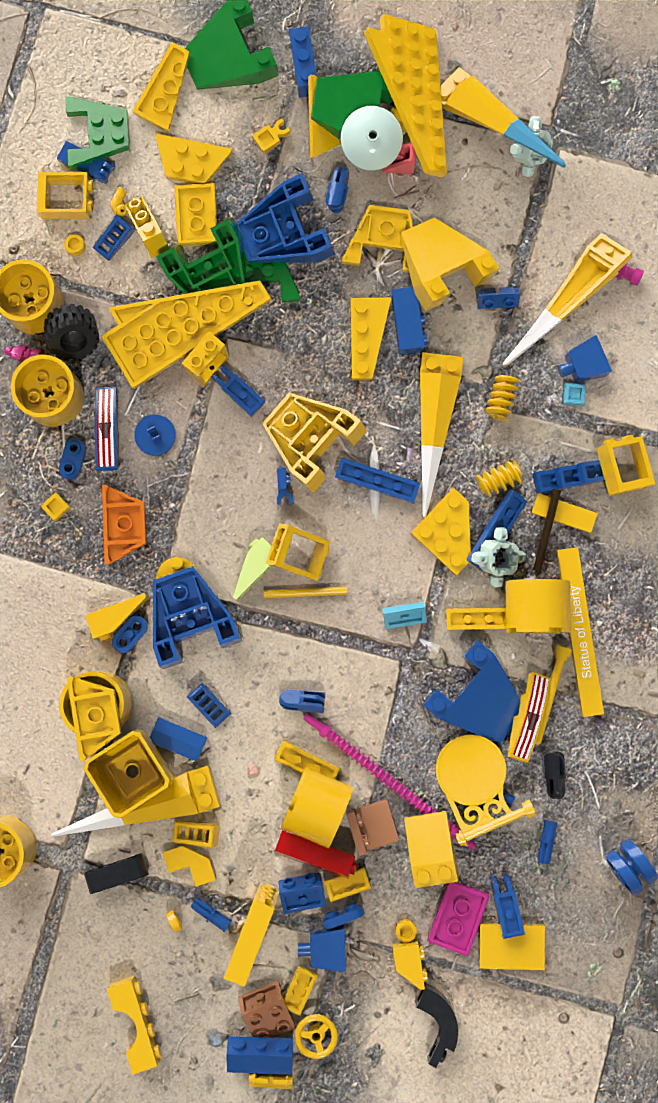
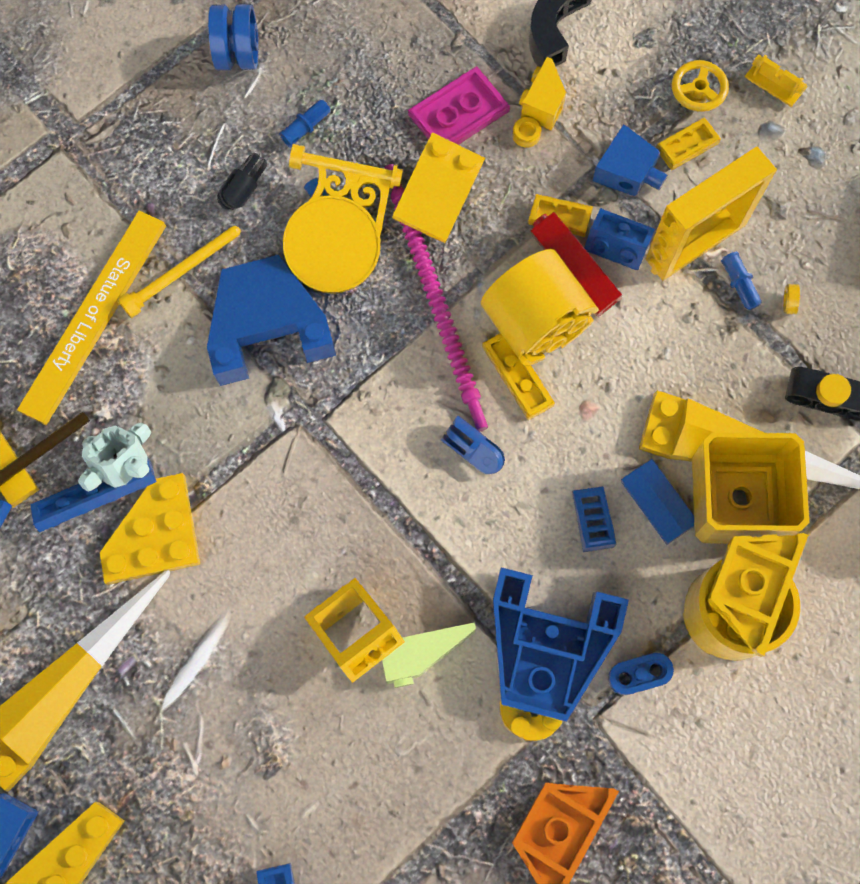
camera: 150 degrees left, 10 degrees down
(110, 619) = (659, 711): yellow slope -> none
(115, 872) = (833, 390): none -> yellow tile
(199, 865) = (735, 363): yellow tile -> none
(204, 842) = (698, 387): yellow slope -> none
(260, 1055) = (776, 103): blue brick -> none
(266, 1011) = (737, 136): nougat bracket -> none
(283, 481) = (309, 740): blue plate -> none
(305, 430) = (232, 792): yellow wedge -> none
(305, 592) = (381, 578): yellow bar -> none
(336, 918) = (587, 184): blue plate -> none
(372, 826) = (487, 254): nougat bracket -> none
(377, 480) = (190, 658): blue plate -> none
(404, 615) = (279, 466): medium azure plate -> none
(475, 618) = (197, 405): yellow plate -> none
(499, 478) = (39, 554): yellow piece -> none
(507, 909) = (398, 83): blue hinge -> none
(517, 952) = (422, 48): yellow tile -> none
(529, 719) = (227, 252): slope -> none
(538, 606) = (113, 362): yellow brick -> none

